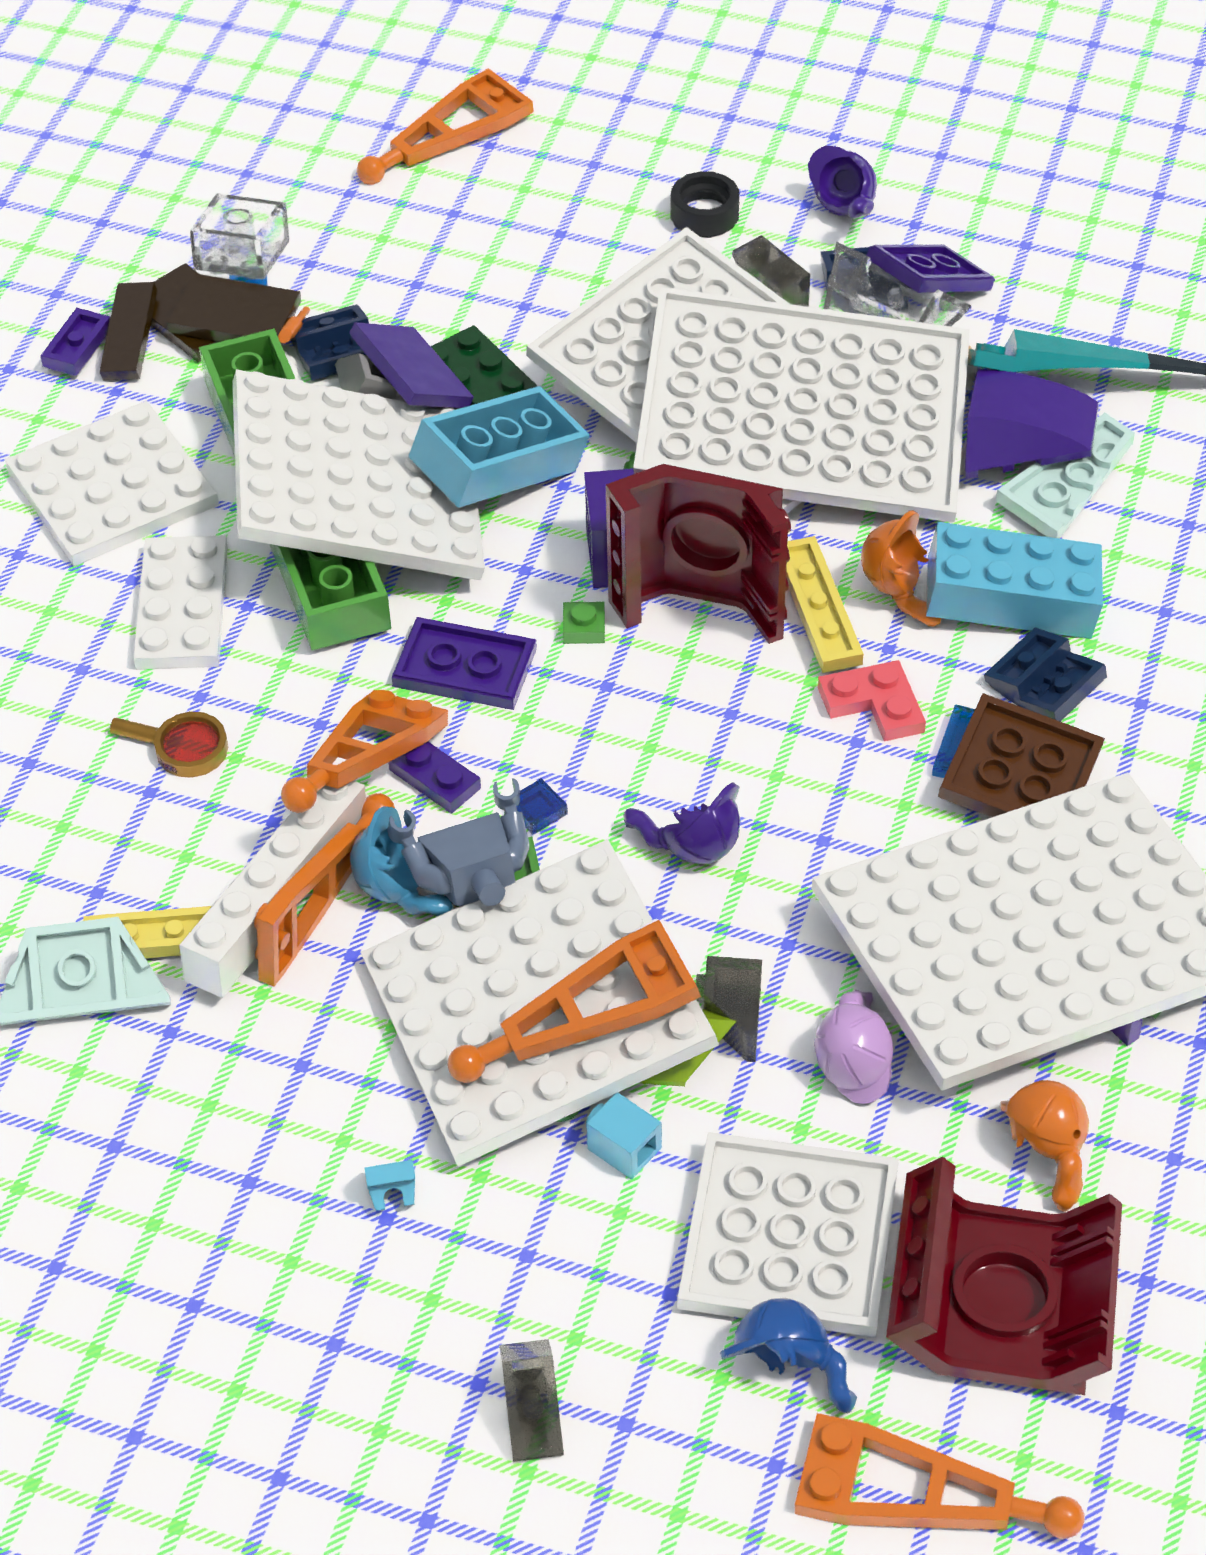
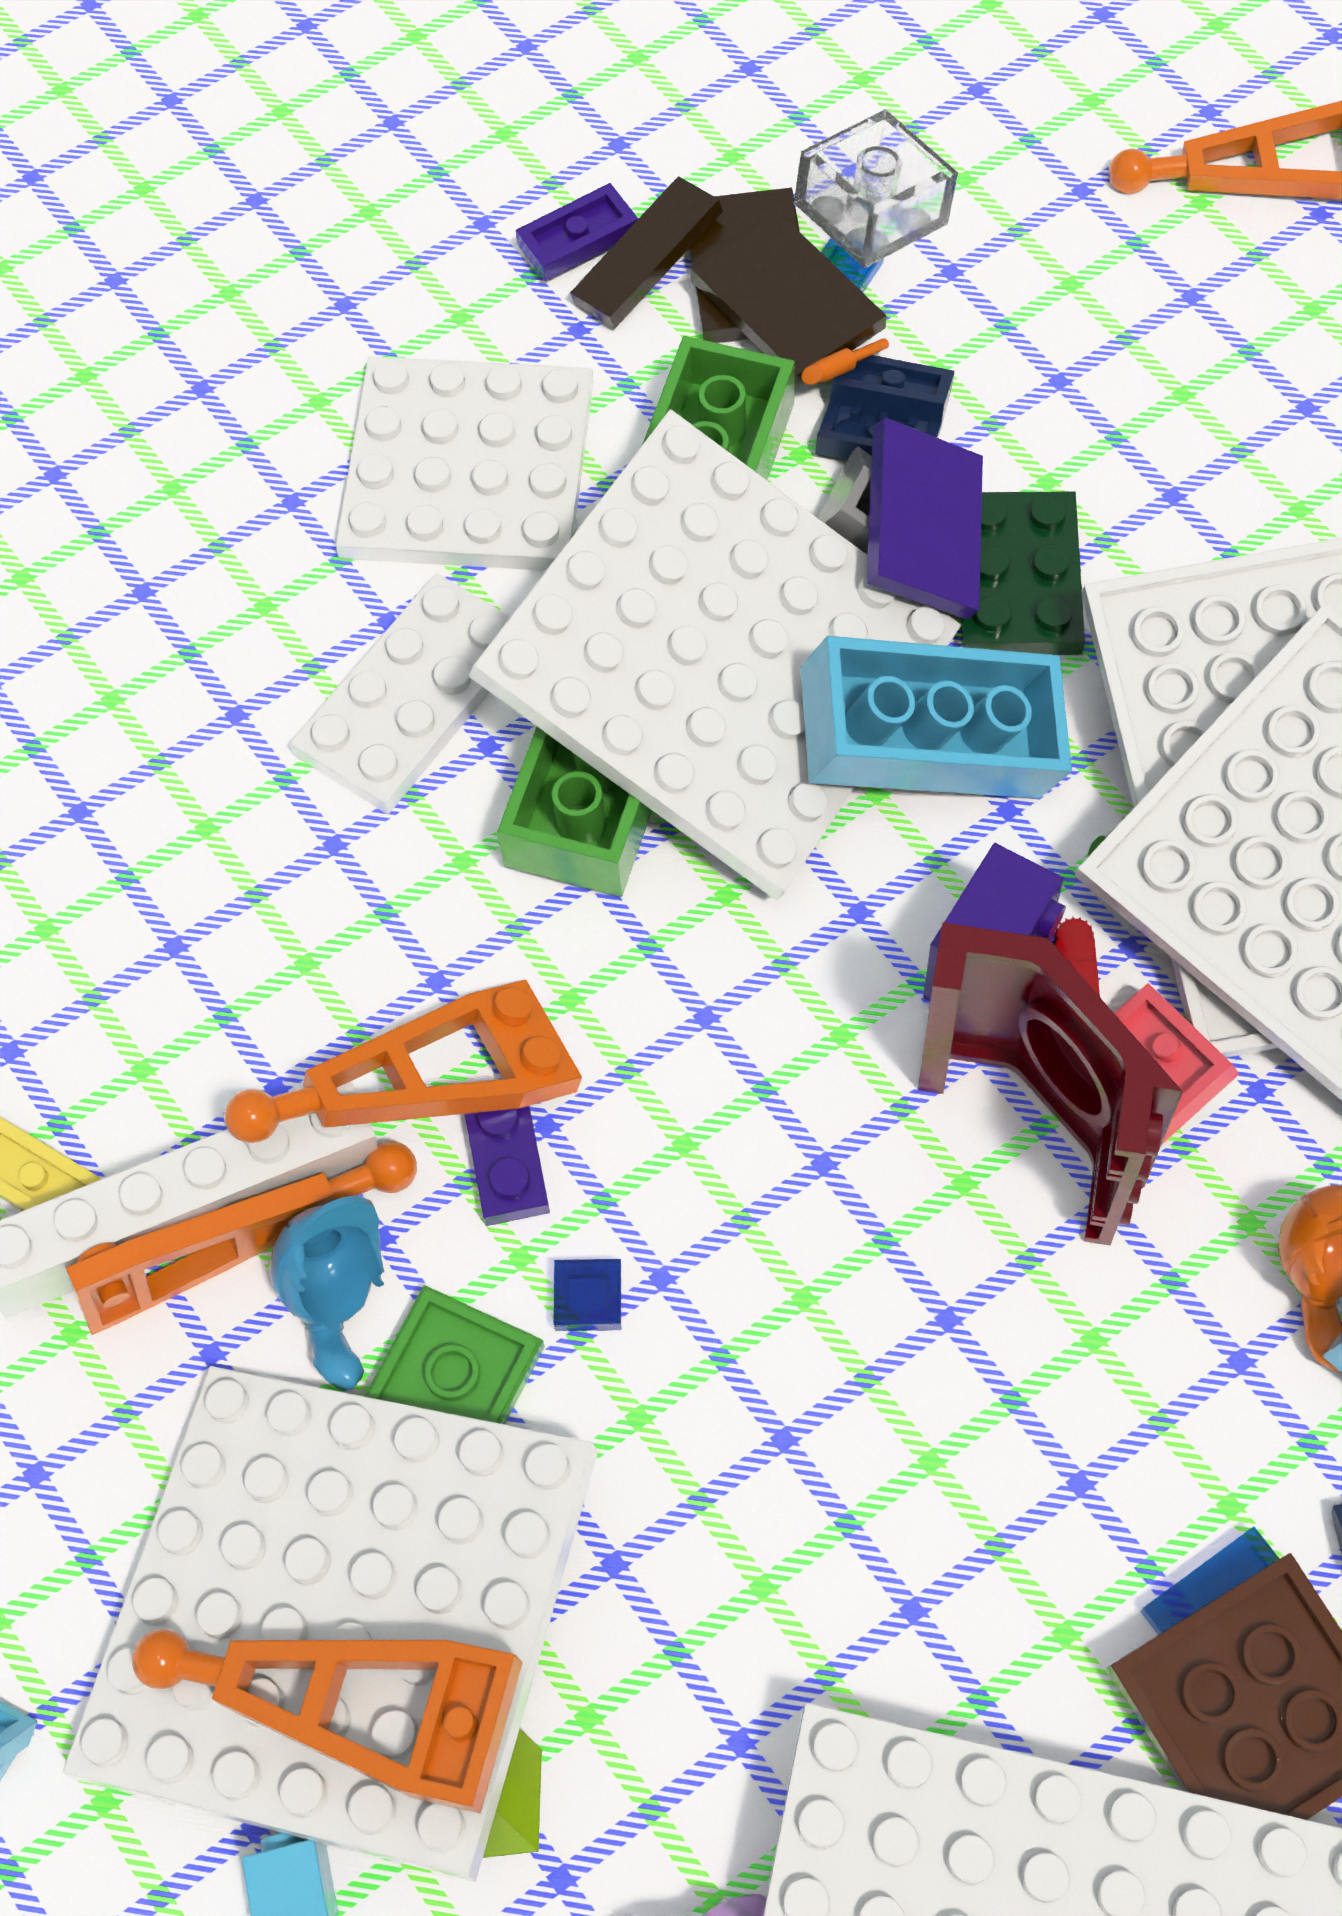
camera: 40 degrees right, 15 degrees up
(184, 744) = (260, 906): pearl gold piece -> none
(464, 663) = (671, 1010): dark purple tile -> none
(469, 858) = (415, 1338): sand blue torso -> none
(583, 622) = (864, 1047): bright green plate -> none
(700, 834) = (732, 1495): dark purple piece -> none
(734, 991) = (583, 1796): clear smoke slope -> none
(821, 607) = (1190, 1233): light yellow plate -> none
(875, 688) = (1171, 1425): coral plate -> none

